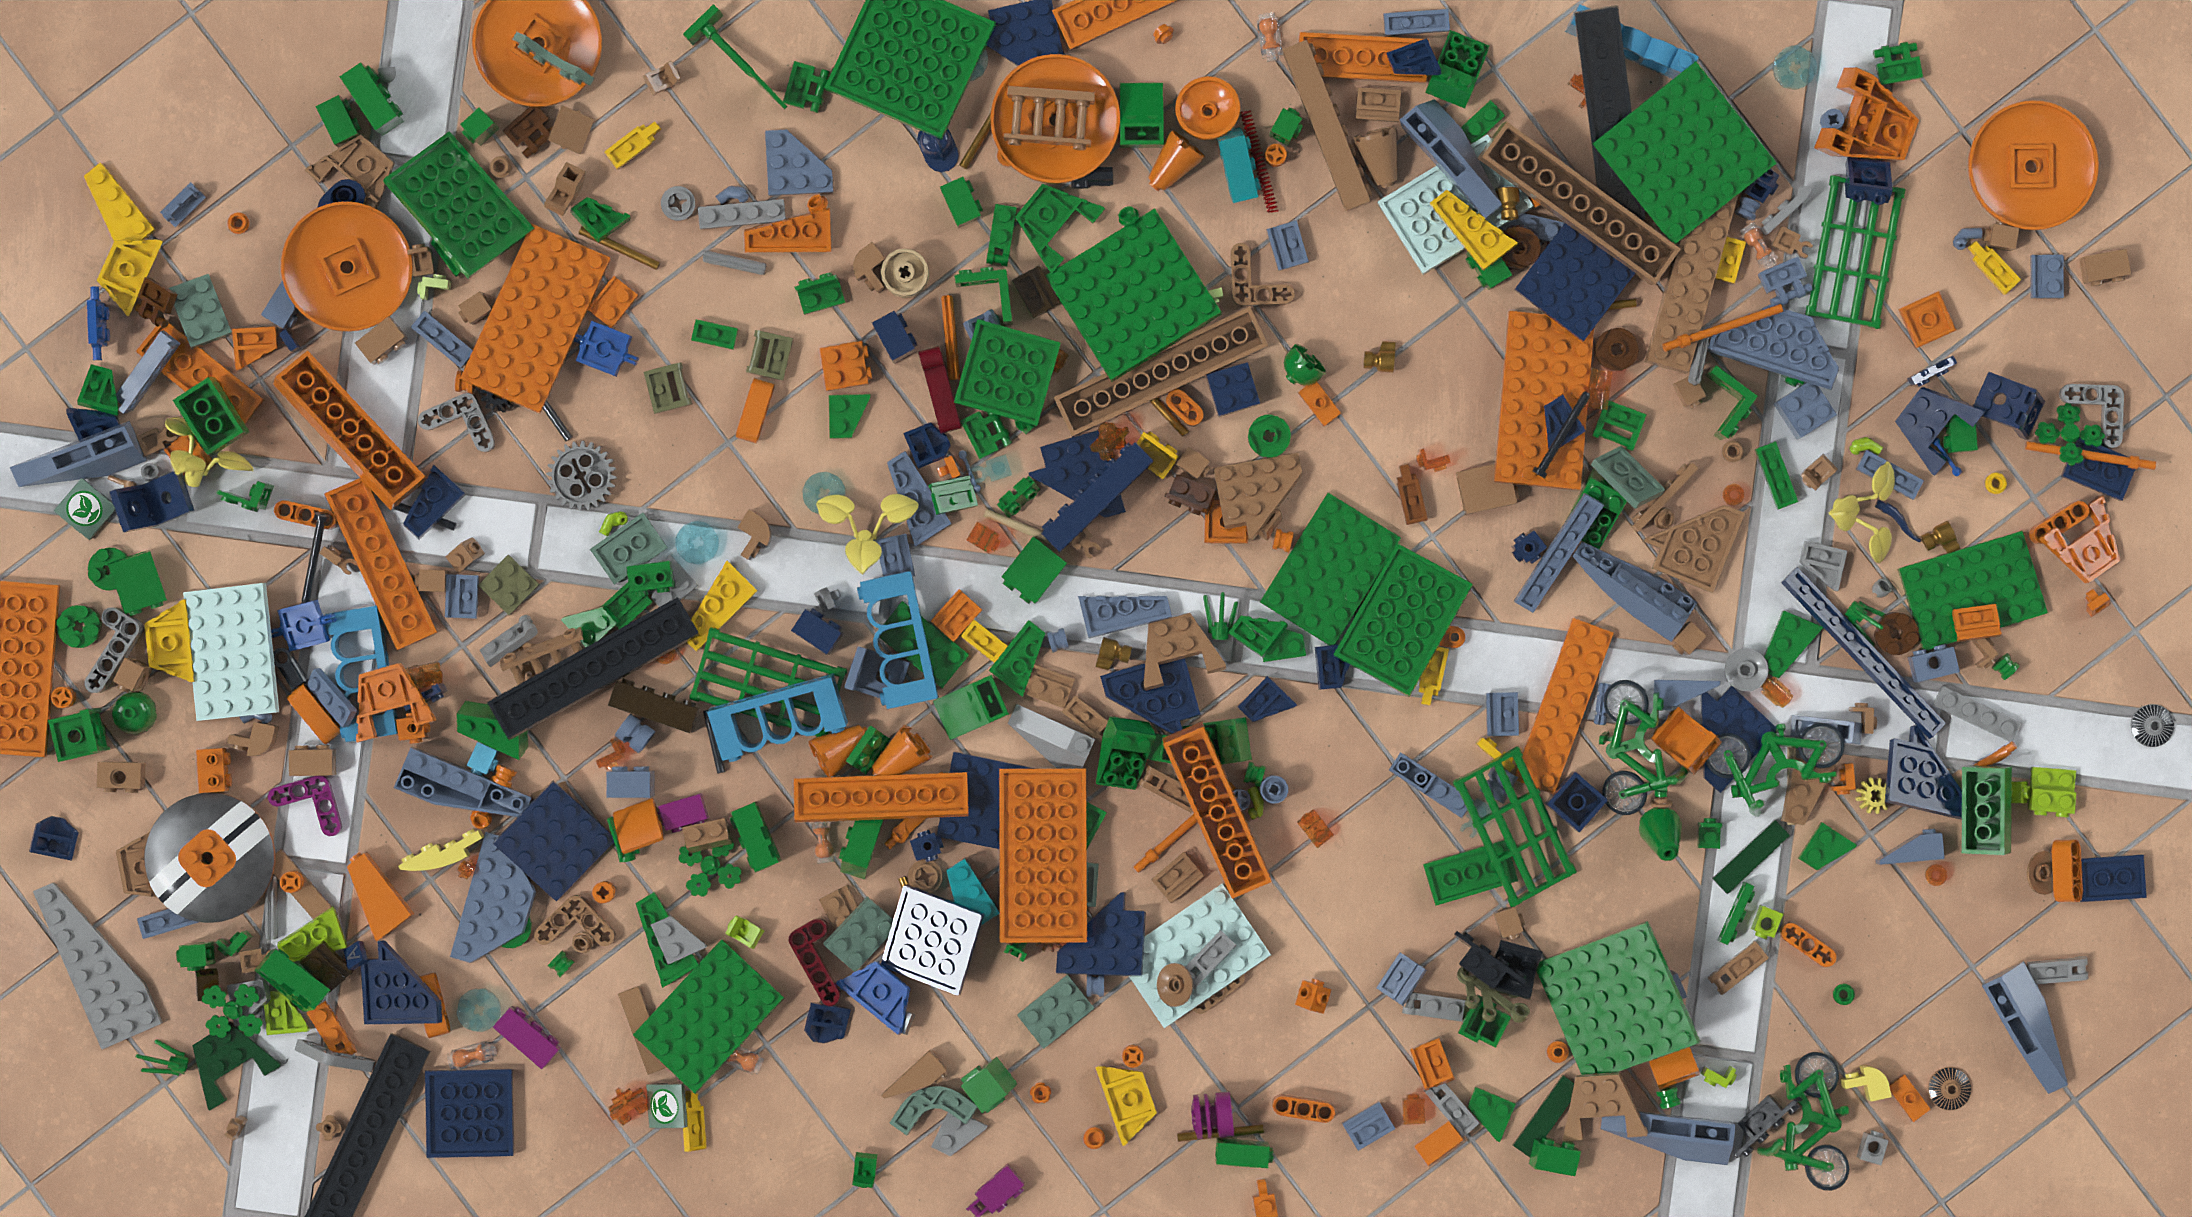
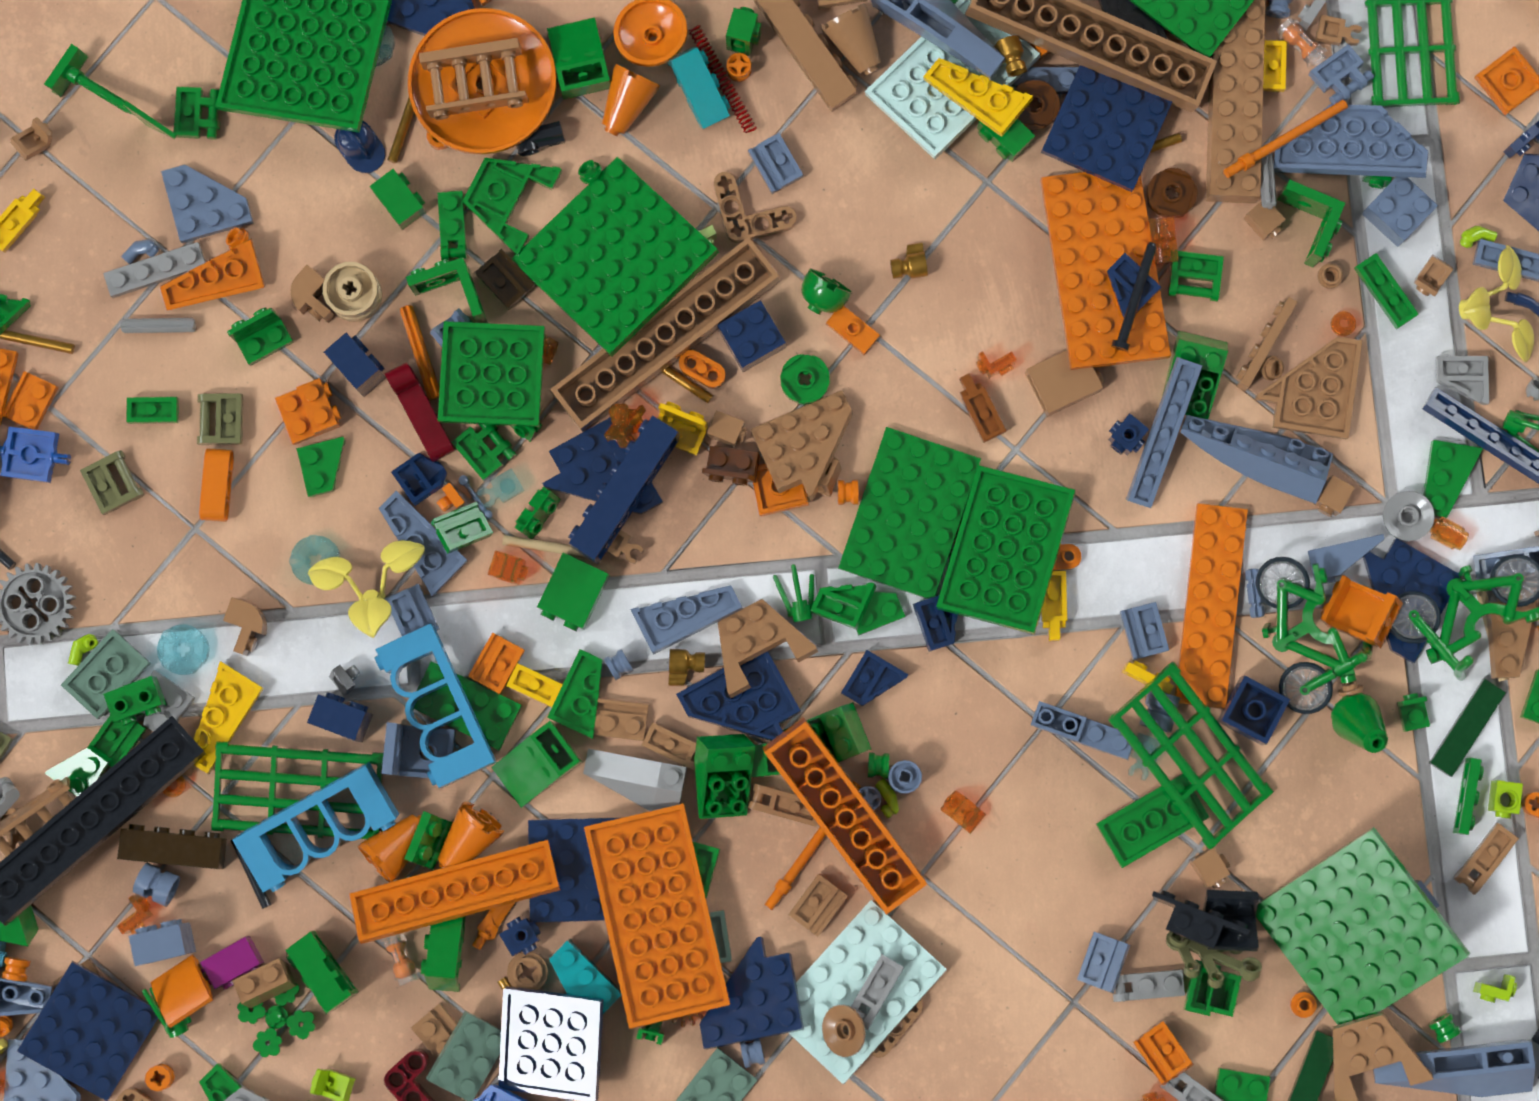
camera: 10 degrees left, 5 degrees down
(682, 194) = (68, 274): light grey gear -> none
(1313, 996) = (1006, 1006): orange brick -> none
(1628, 477) = (1221, 329): sand green plate -> none
(1674, 1068) = (1443, 992): orange brick -> none

